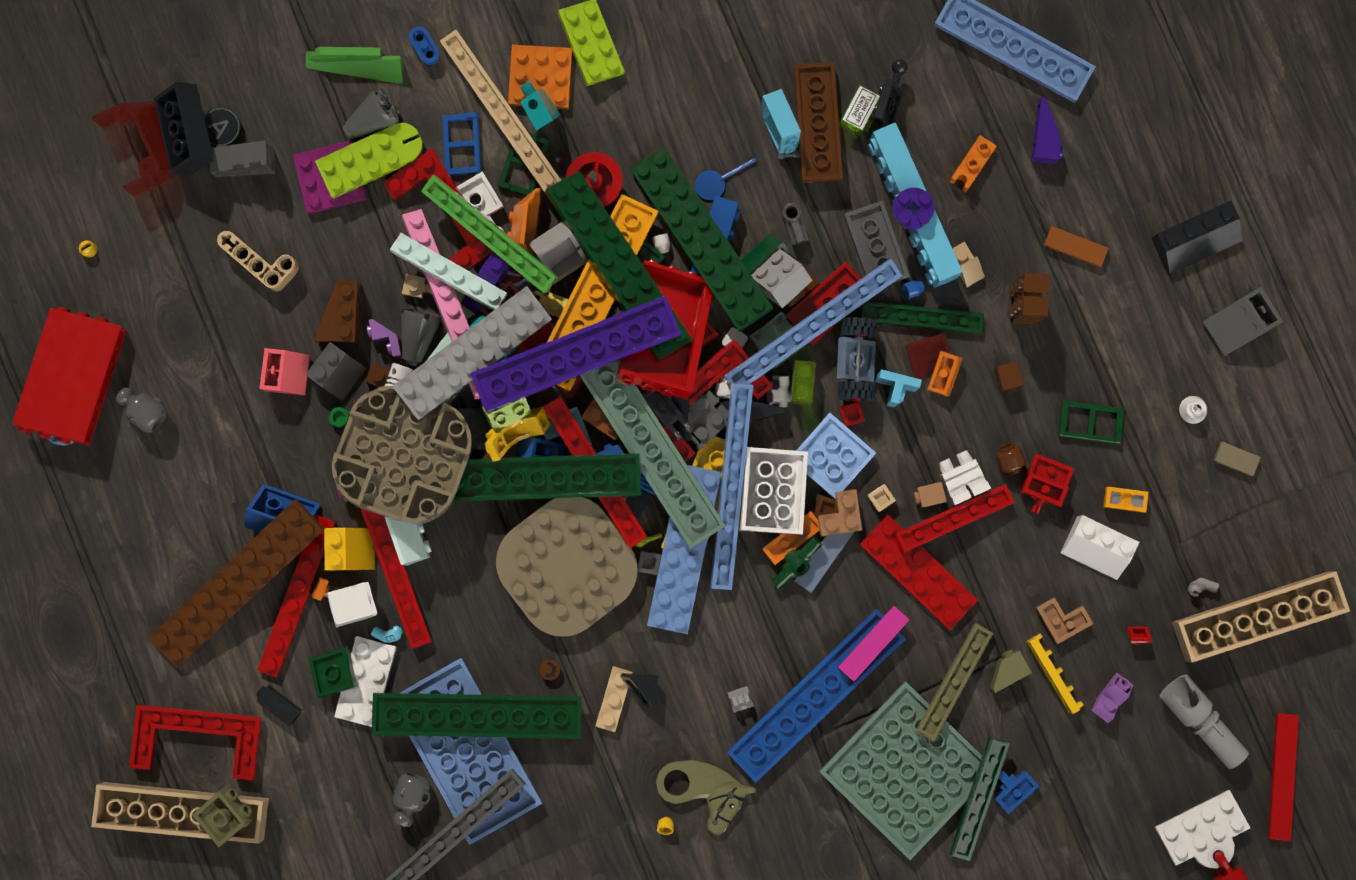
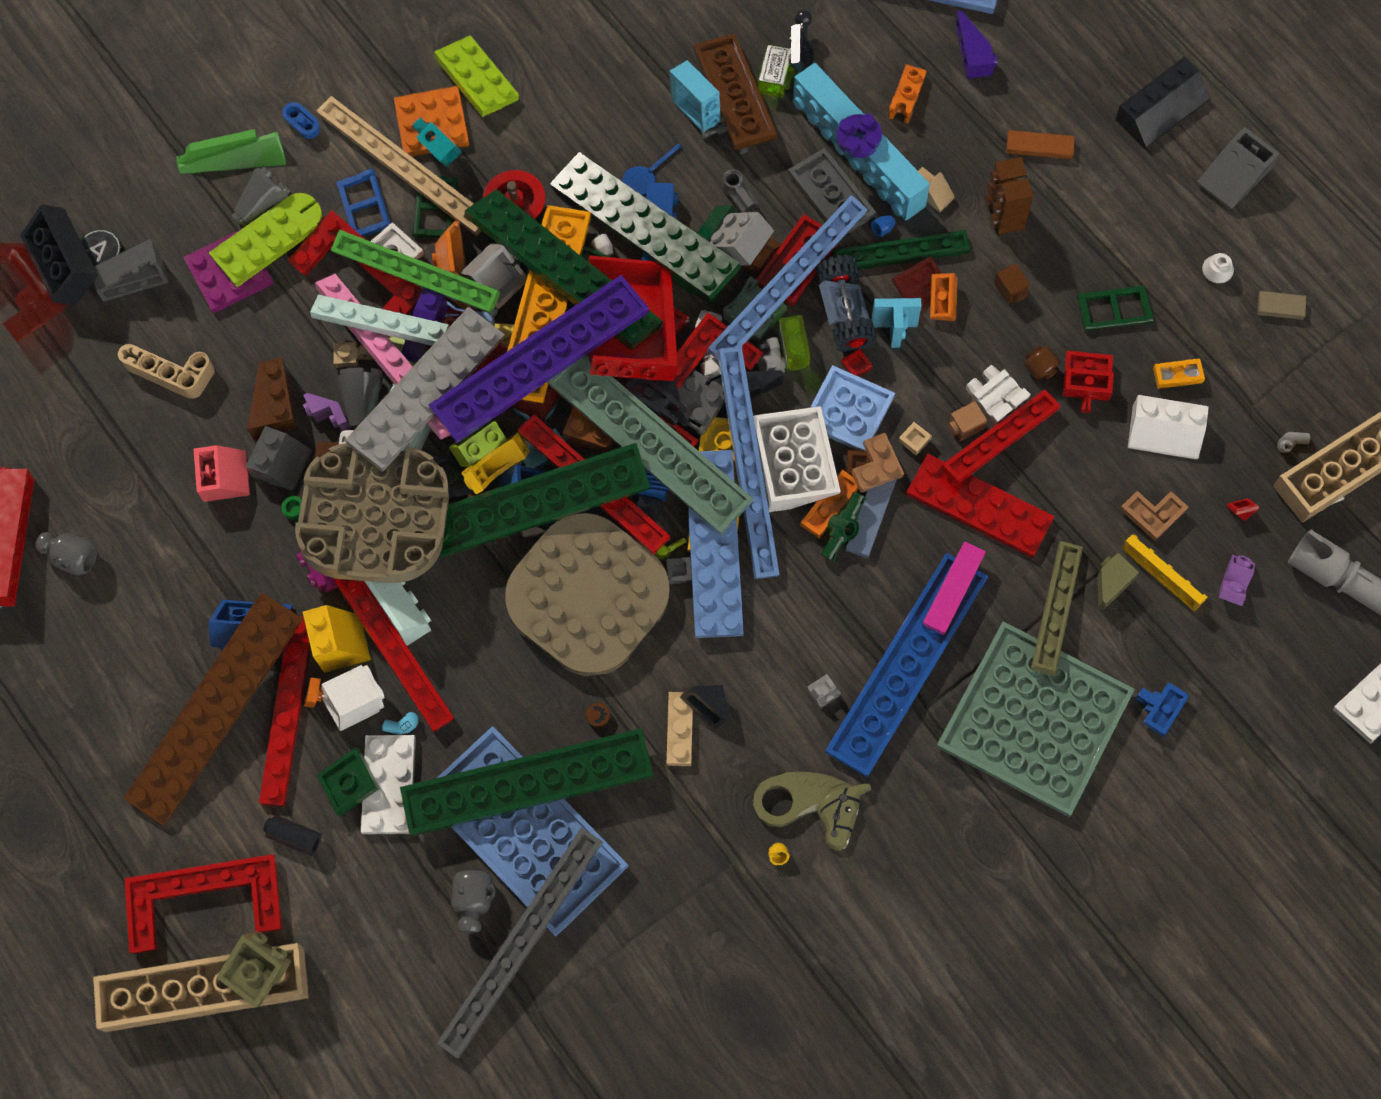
camera: 15 degrees left, 15 degrees down
(979, 798) = (1126, 725): dark green tile -> none

